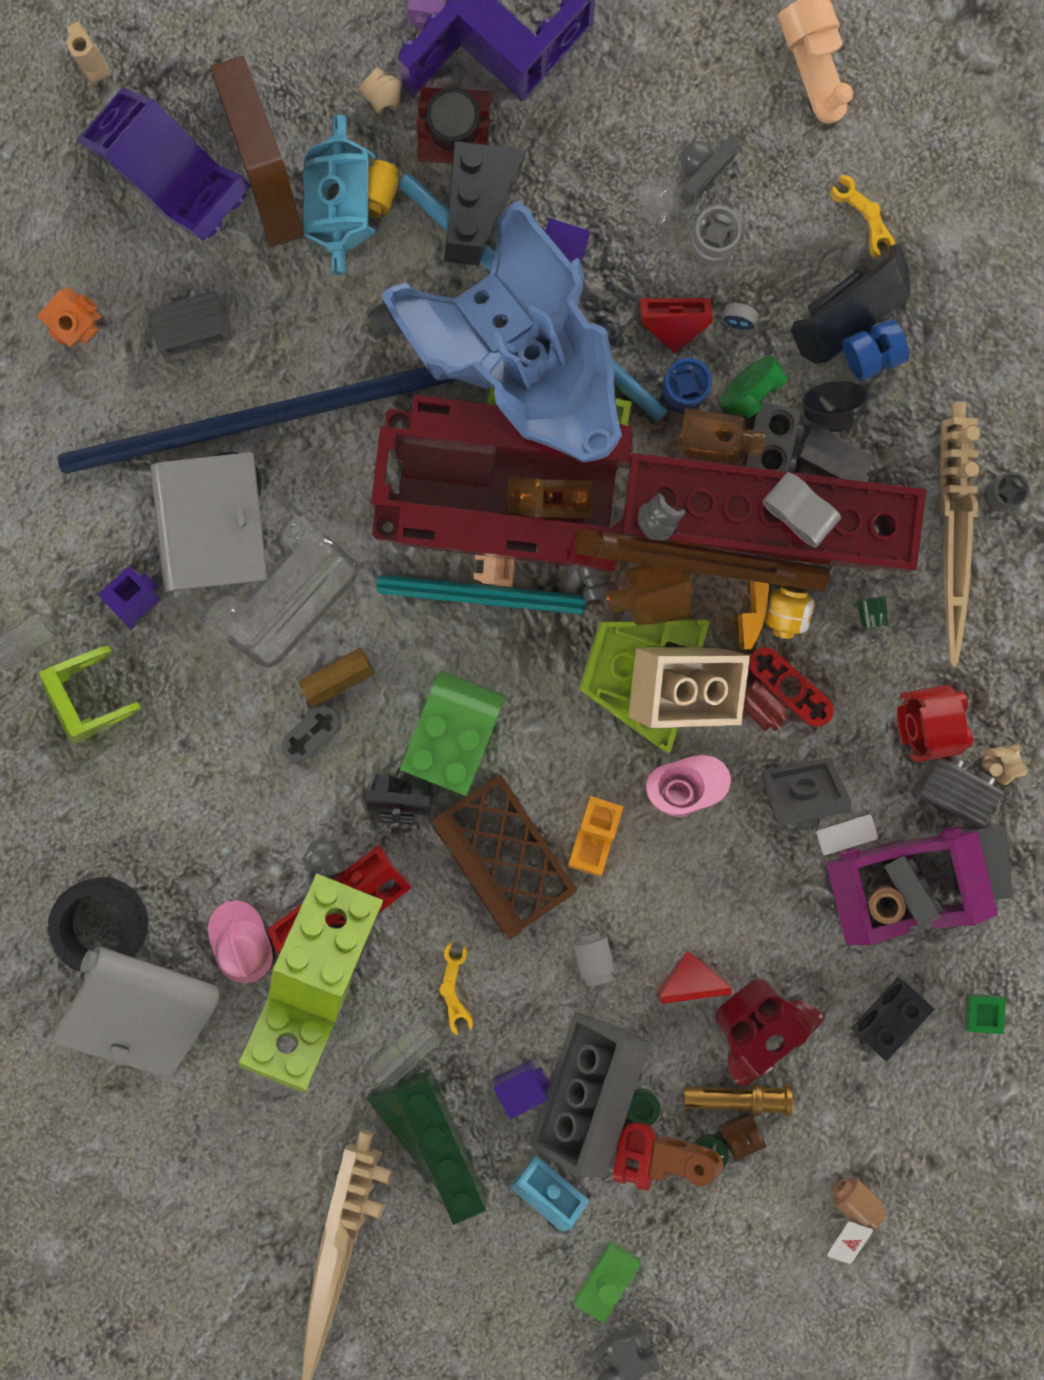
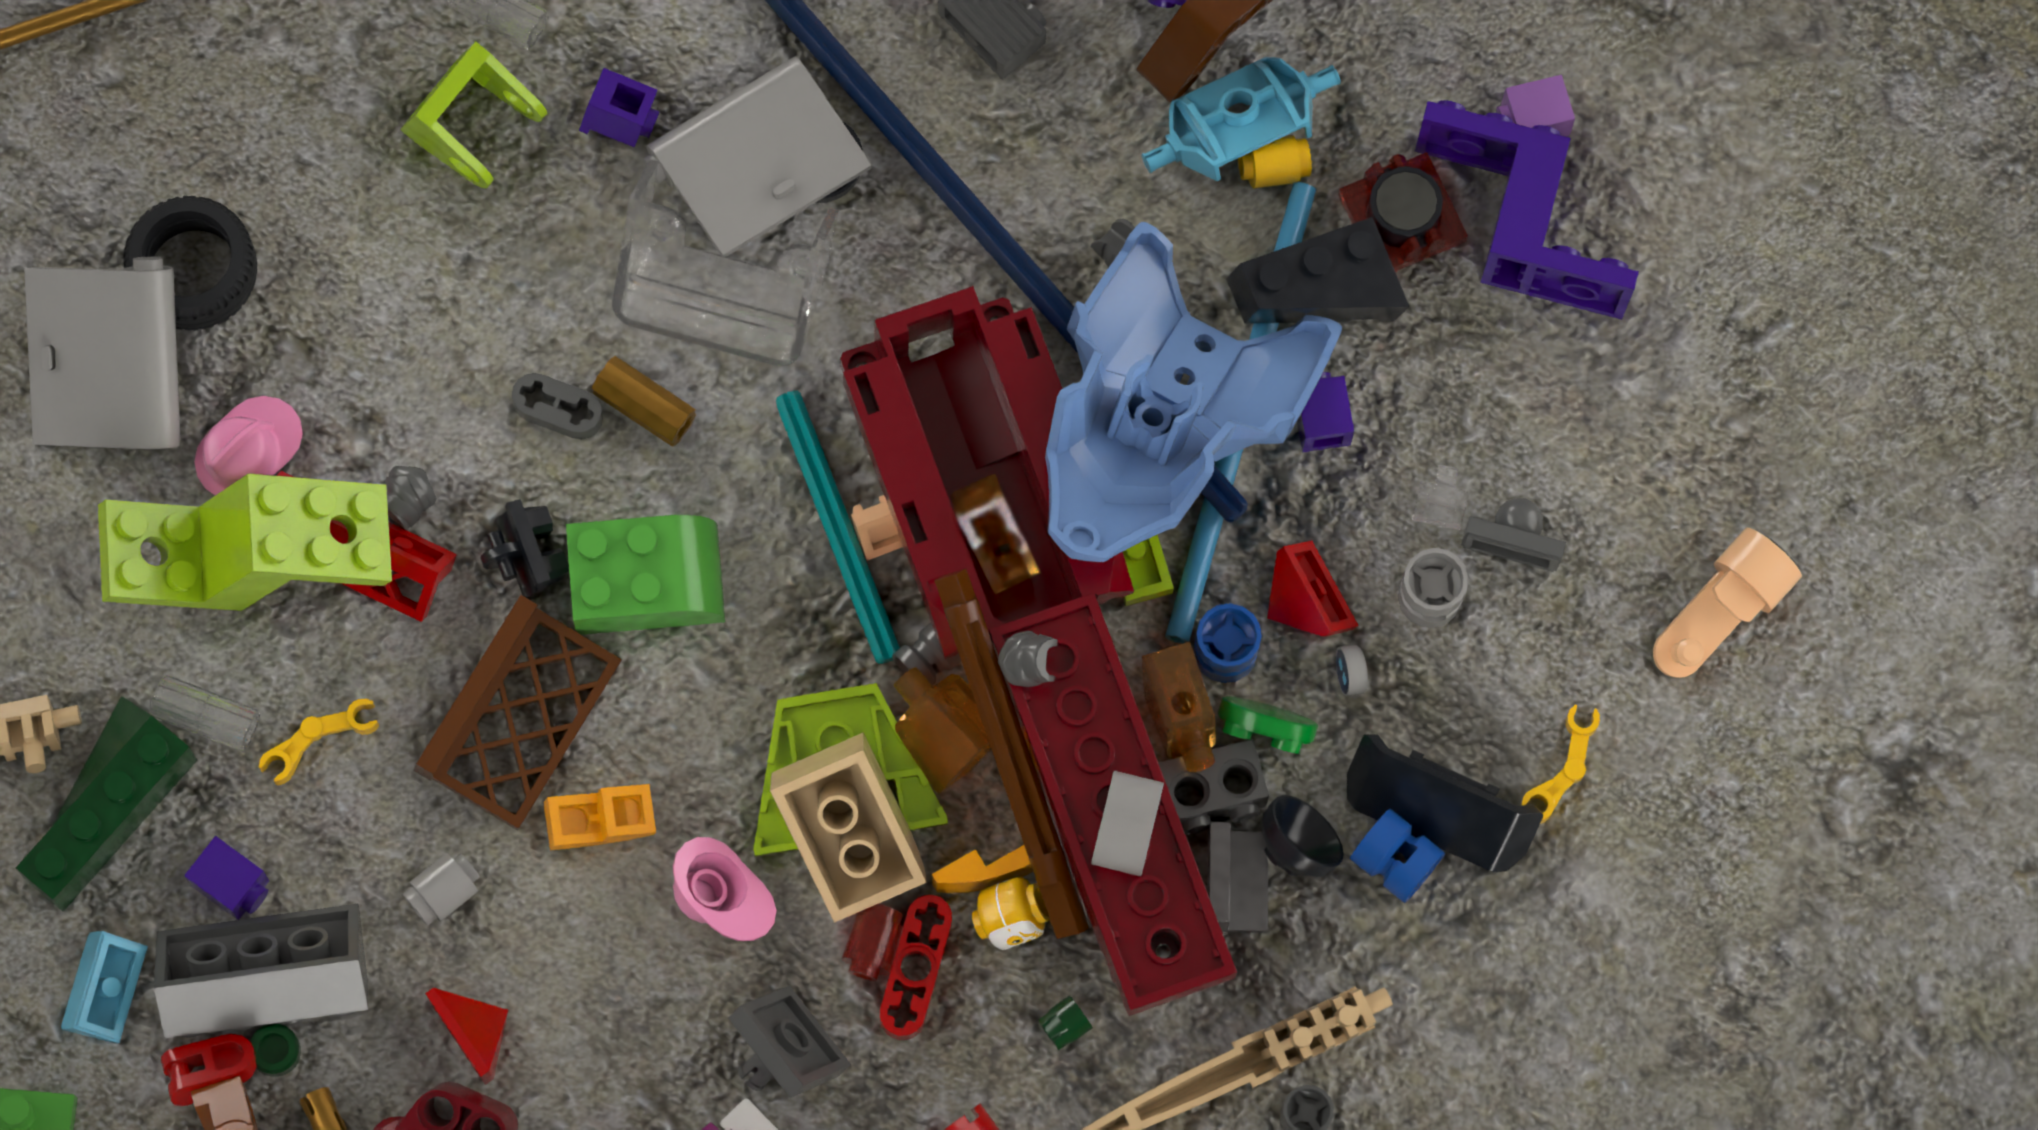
camera: 65 degrees right, 15 degrees down
(382, 90) = (1398, 109): tan arm -> none

